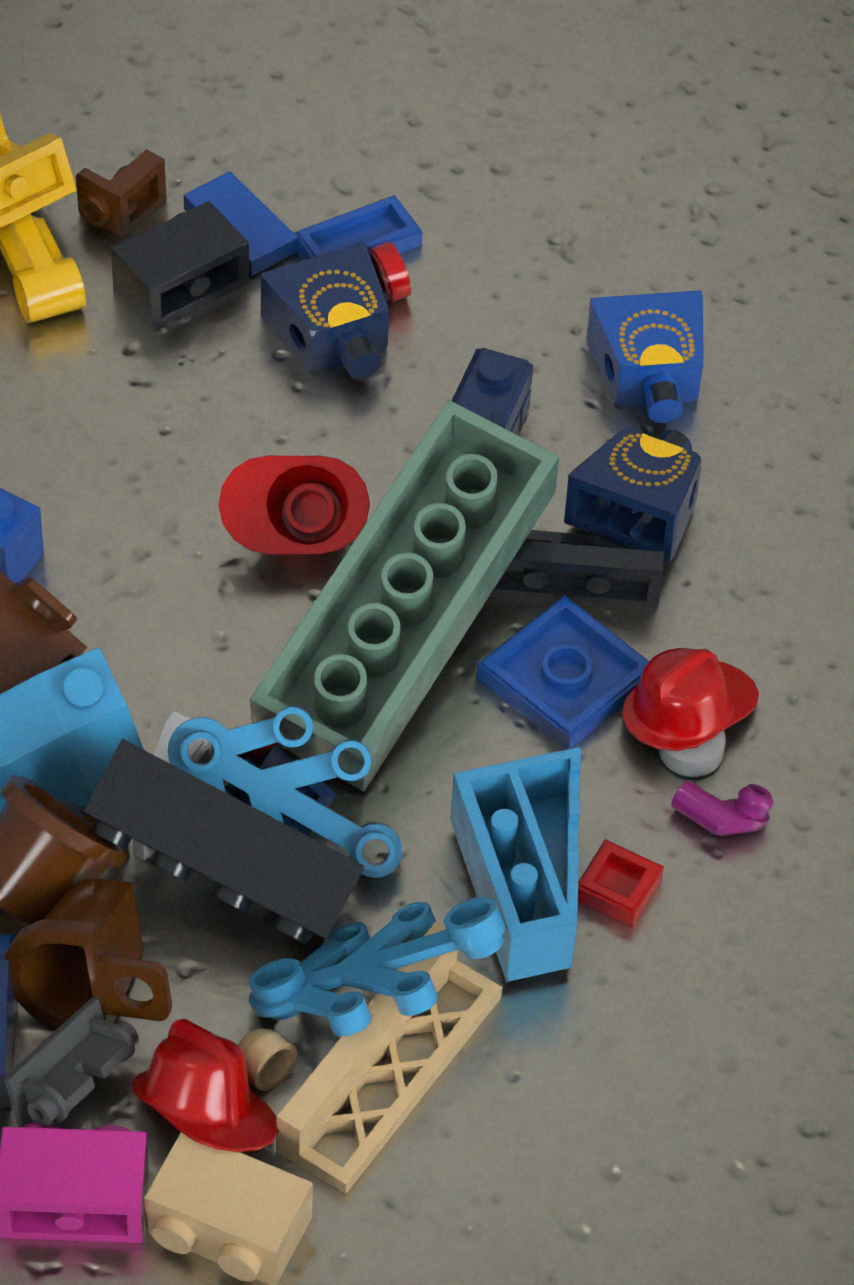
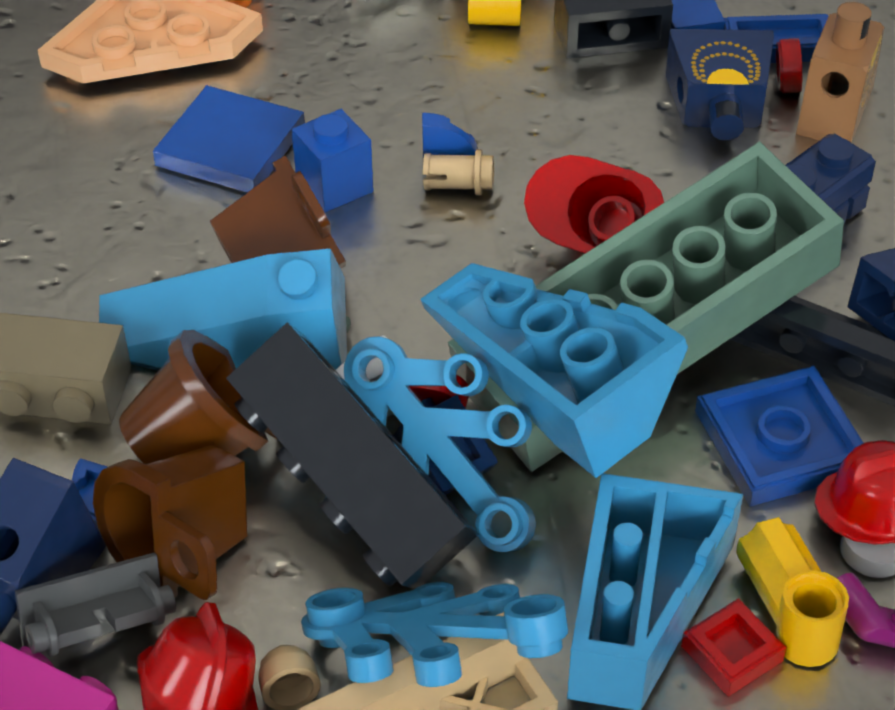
camera: 30 degrees right, 5 degrees down
(95, 480) = (444, 138): none -> blue tile
(126, 506) = (459, 172): none -> tan pin
(393, 684) = (575, 367): none -> dark azure wedge
(448, 249) = (846, 55): none -> medium nougat torso
(661, 821) = (798, 595): none -> yellow piece

